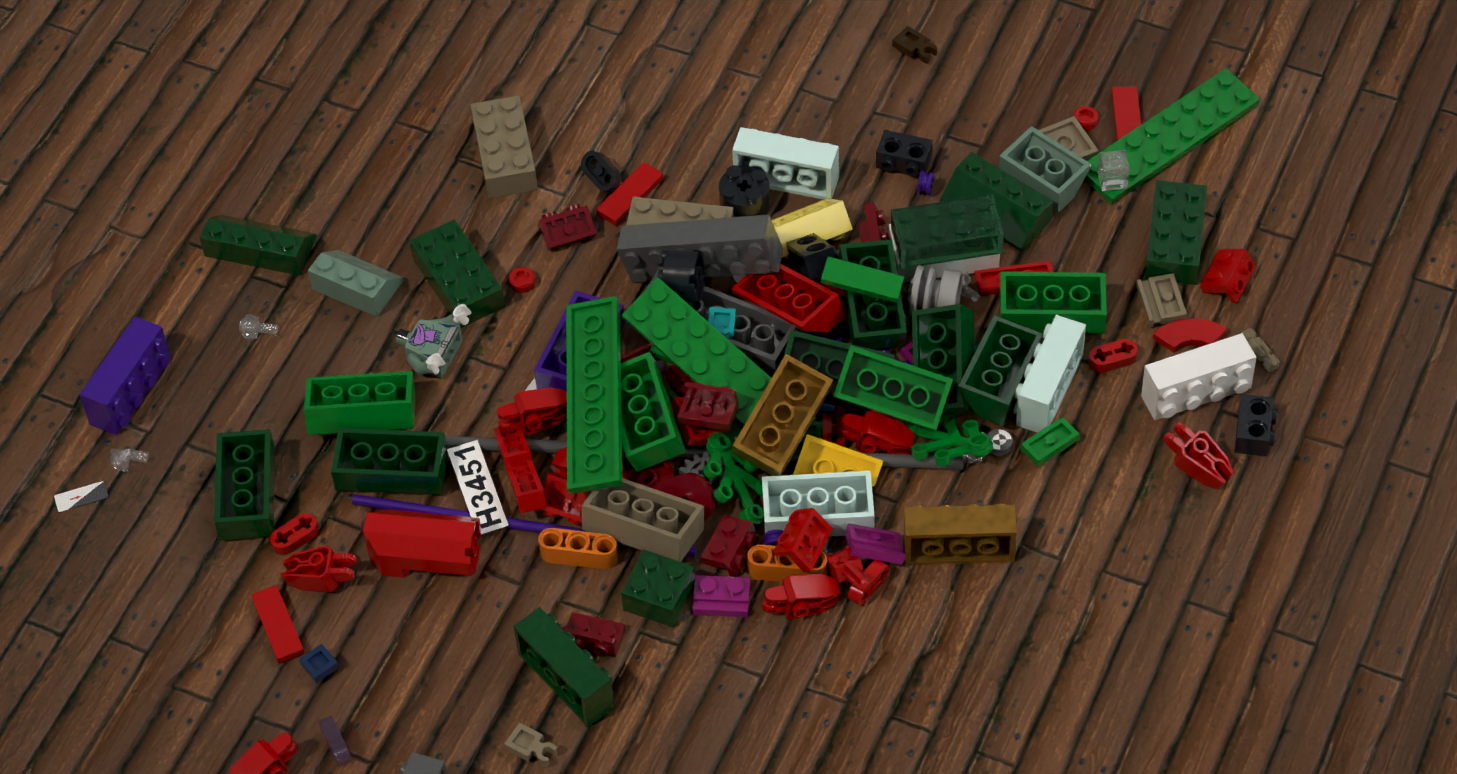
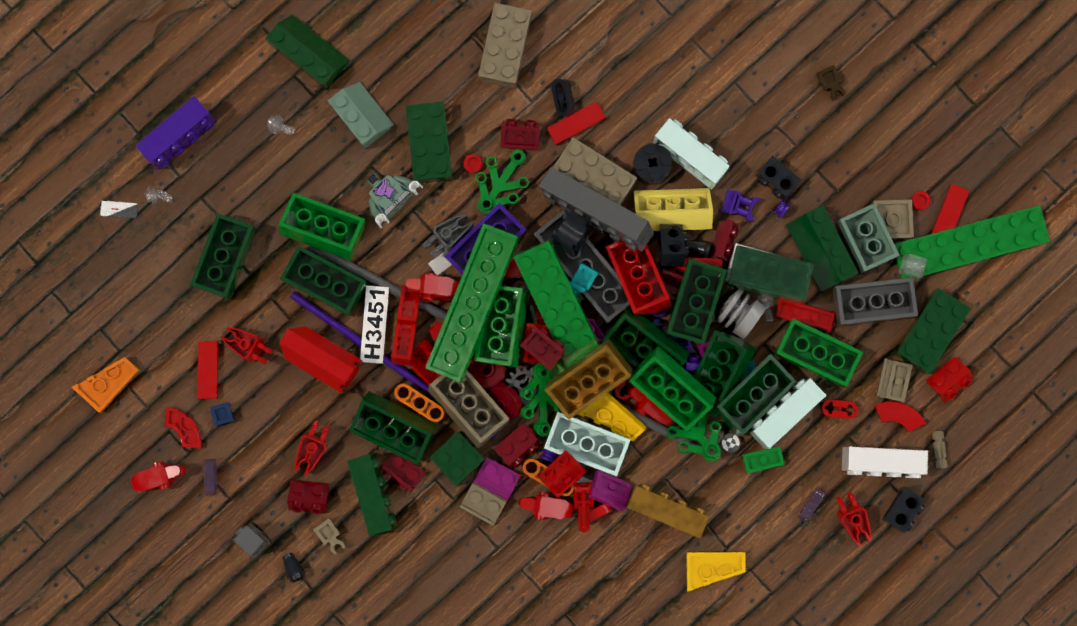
camera: 25 degrees right, 30 degrees up
(146, 691) = (104, 386): none -> orange wing
(273, 701) = (185, 427): none -> red tile
(294, 534) = (242, 301): red beam -> none
(457, 646) = (313, 446): none -> red hinge
(480, 714) = (308, 497): none -> dark red bracket
(524, 354) = (448, 234): none -> dark grey hinge
(556, 585) = (393, 427): none -> dark green slope
(574, 255) = (500, 184): none -> green plant
(717, 628) = (483, 503): none -> dark tan plate
(862, 279) = (691, 294): green tile -> none
(864, 194) = (732, 202): none -> dark purple piece
(1053, 581) = (711, 567): none -> yellow wing
(1090, 226) = (875, 301): none -> dark grey brick
(1138, 464) = (811, 504): none -> clear purple beam

